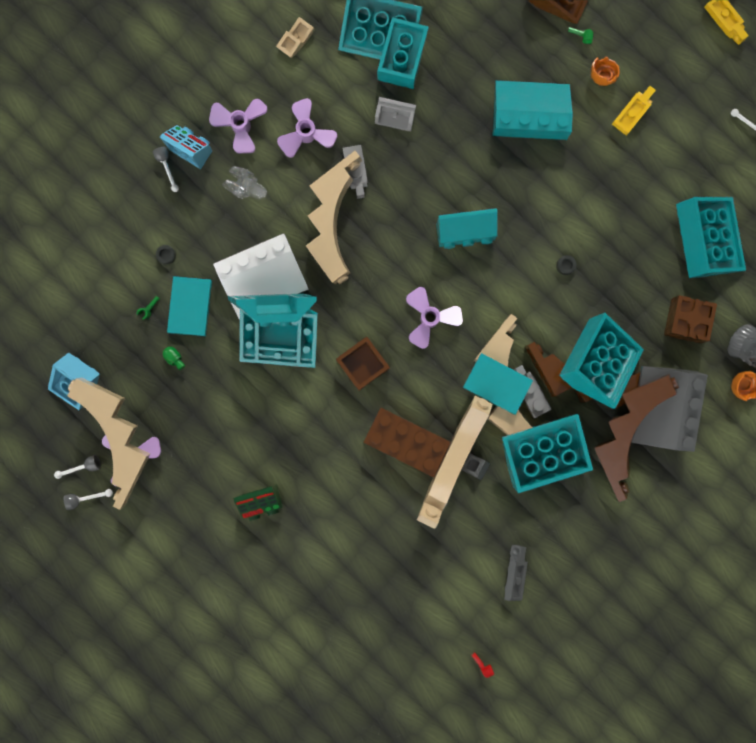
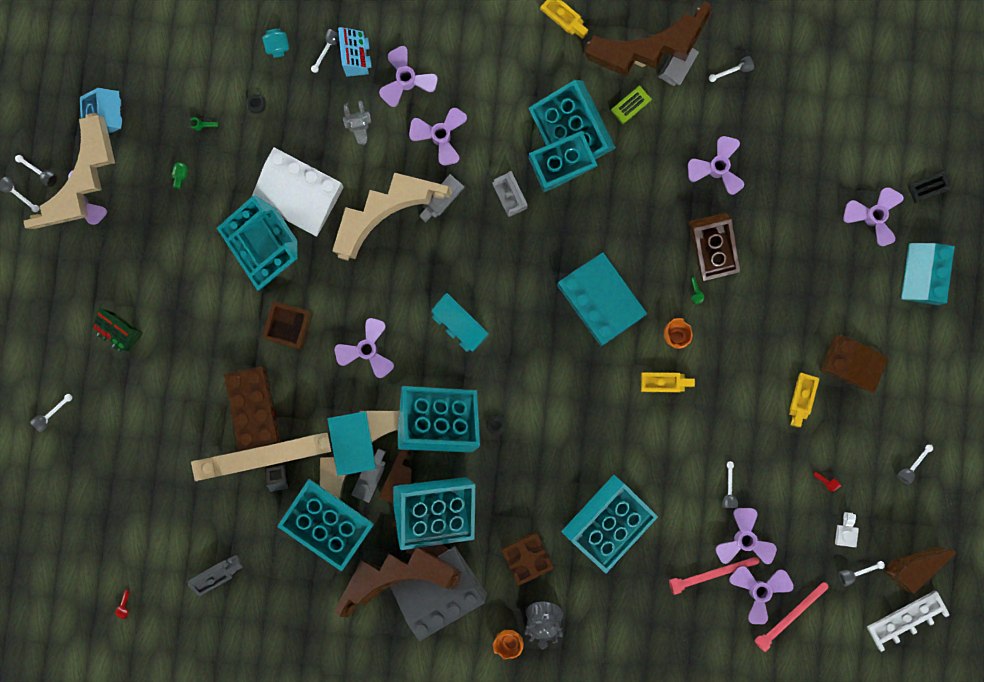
camera: 45 degrees right, 0 degrees up
(130, 200) = (275, 42): none -> teal head
(189, 306) = (229, 154): teal tile -> none
(274, 308) = (271, 220): teal slope -> none
(284, 620) = (41, 422): none -> hinge
(295, 38) = (510, 67): tan slope -> none
(531, 302) = (438, 419): none -> teal slope

